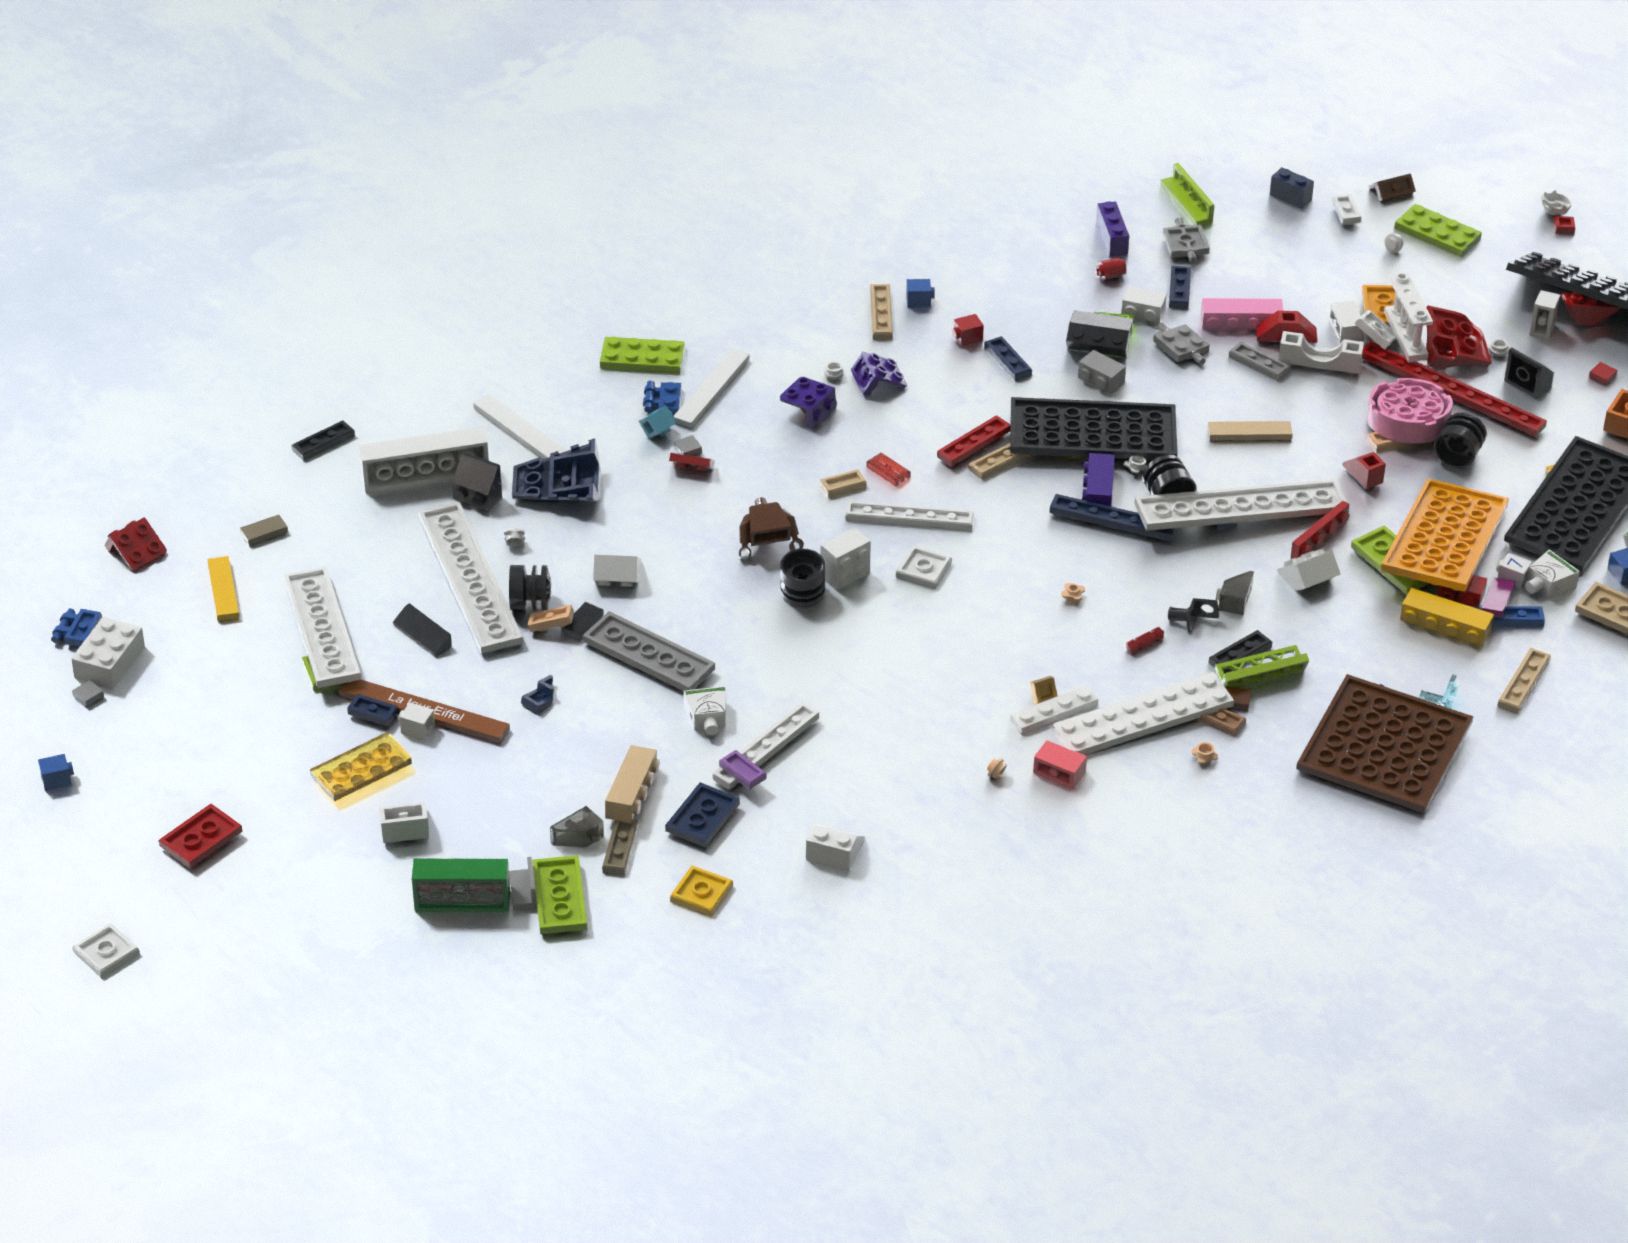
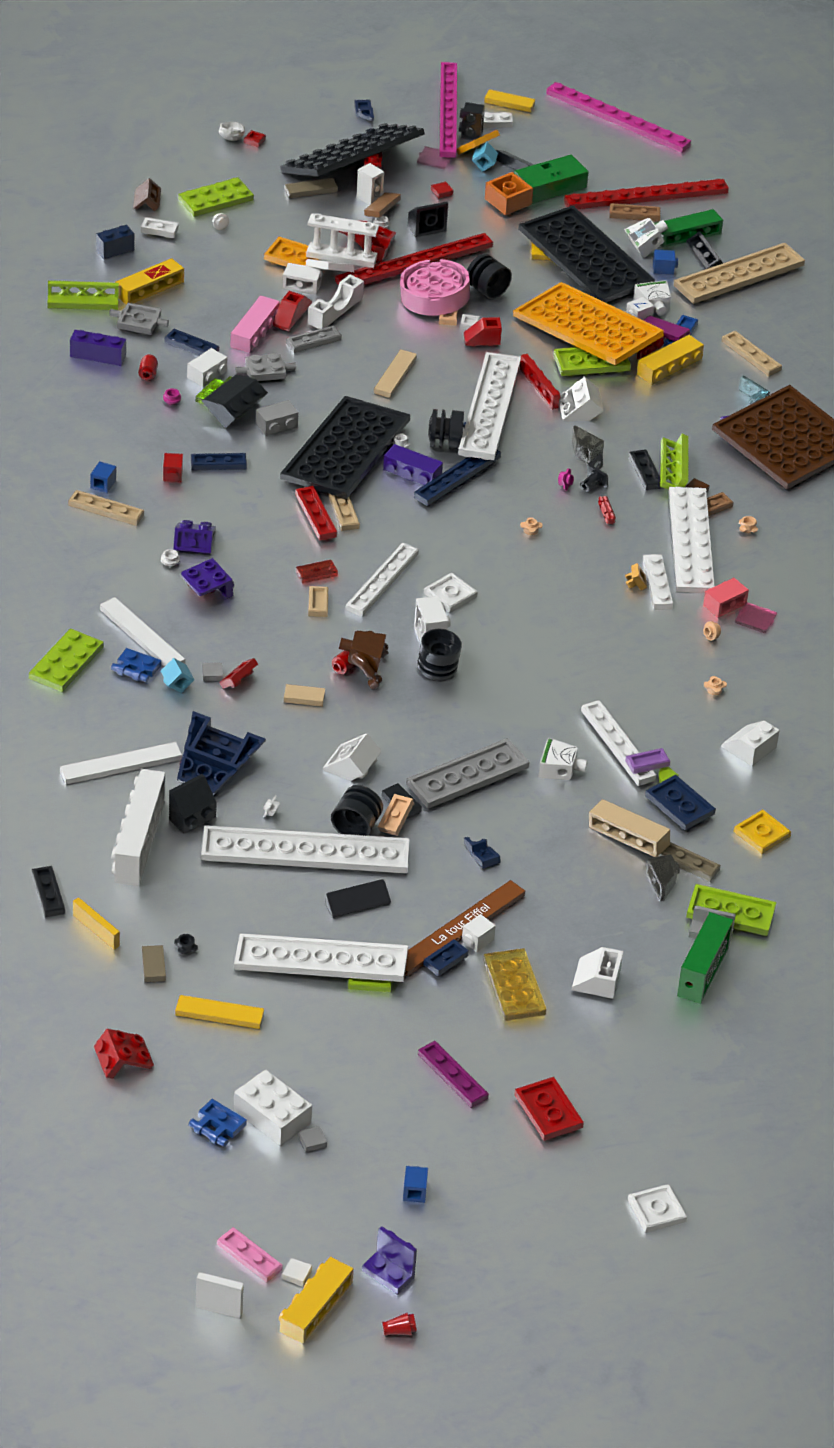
camera: 70 degrees left, 0 degrees up
(219, 761) = (453, 1074): none -> magenta tile
(290, 477) = (96, 923): none -> yellow tile
(298, 540) = (186, 944): none -> black plate
(694, 514) = (304, 695): none -> tan tile
(744, 794) = (665, 773): none -> lime tile
(911, 795) = (715, 685): none -> light nougat plate
(1053, 800) = (755, 617): none -> clear pink piece
(1081, 298) = (172, 396): none -> dark pink plate
(1168, 589) = (565, 479): none -> dark pink plate
(1249, 228) = (150, 281): none -> yellow brick
(1388, 456) = (468, 320): none -> white tile
(1514, 284) = (310, 188): none -> dark tan tile
(1527, 337) = (382, 204): none -> medium nougat tile

